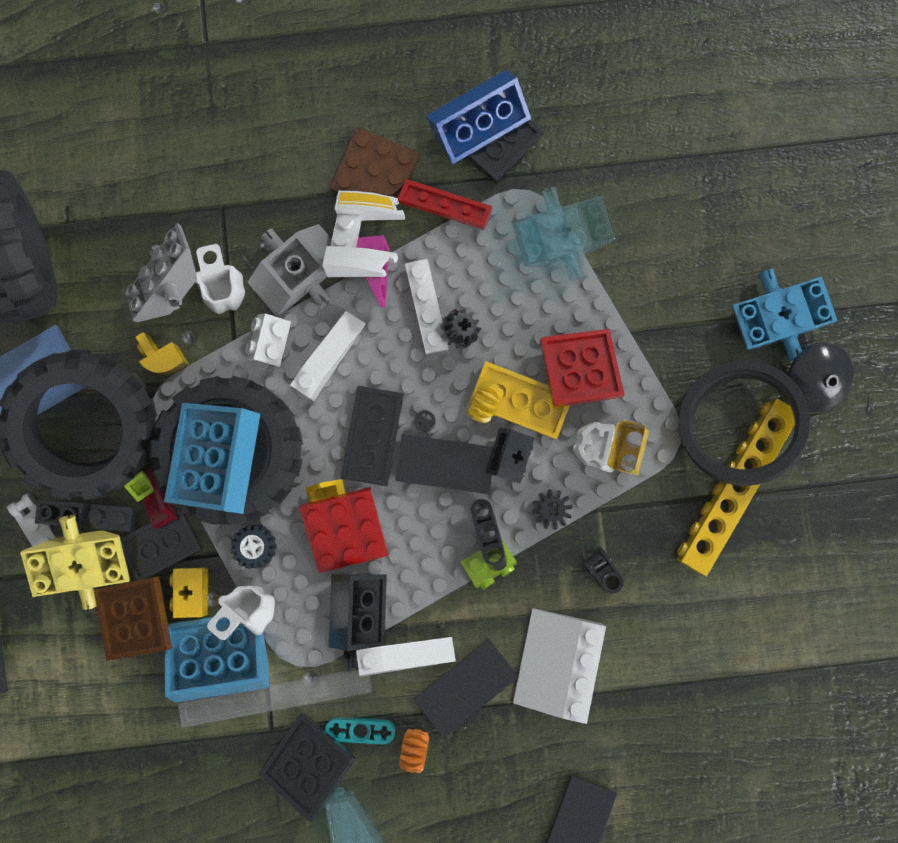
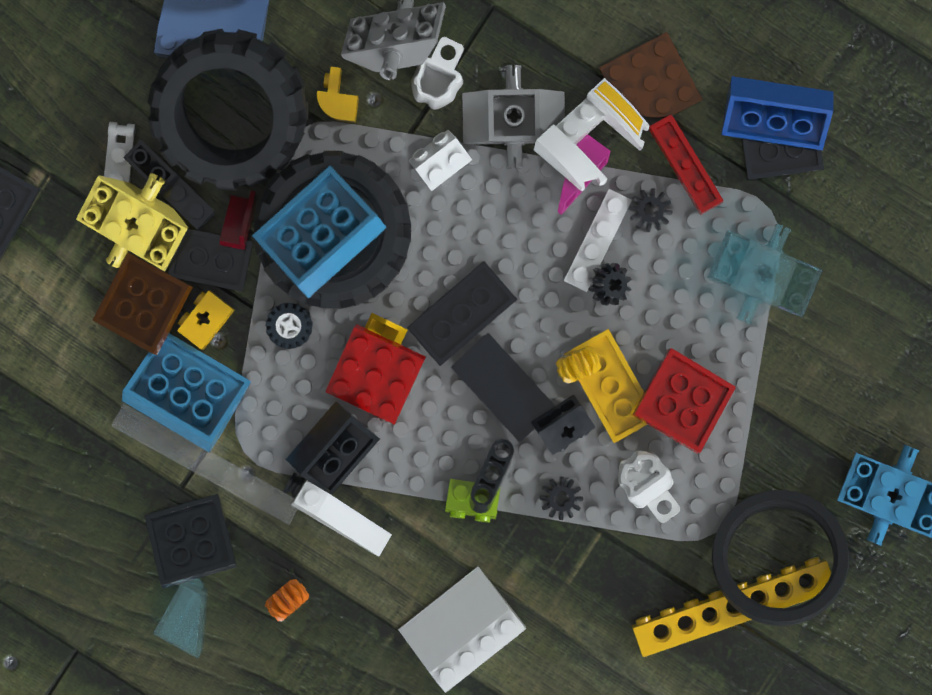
camera: 40 degrees right, 5 degrees up
(139, 486) = (235, 199): lime slope -> none
(245, 606) = (245, 374): white piece -> none
(327, 356) = (480, 215): white slope -> none
(378, 739) = (255, 537): teal beam -> none
(417, 419) = (521, 343): black bush -> none
(451, 261) = (647, 218): none -> black gear
(465, 687) = (369, 585): black tile -> none
(603, 570) = (562, 582): black piece -> none
(616, 454) = (665, 487): yellow piece -> none
(812, 373) = (877, 562): black dish -> none

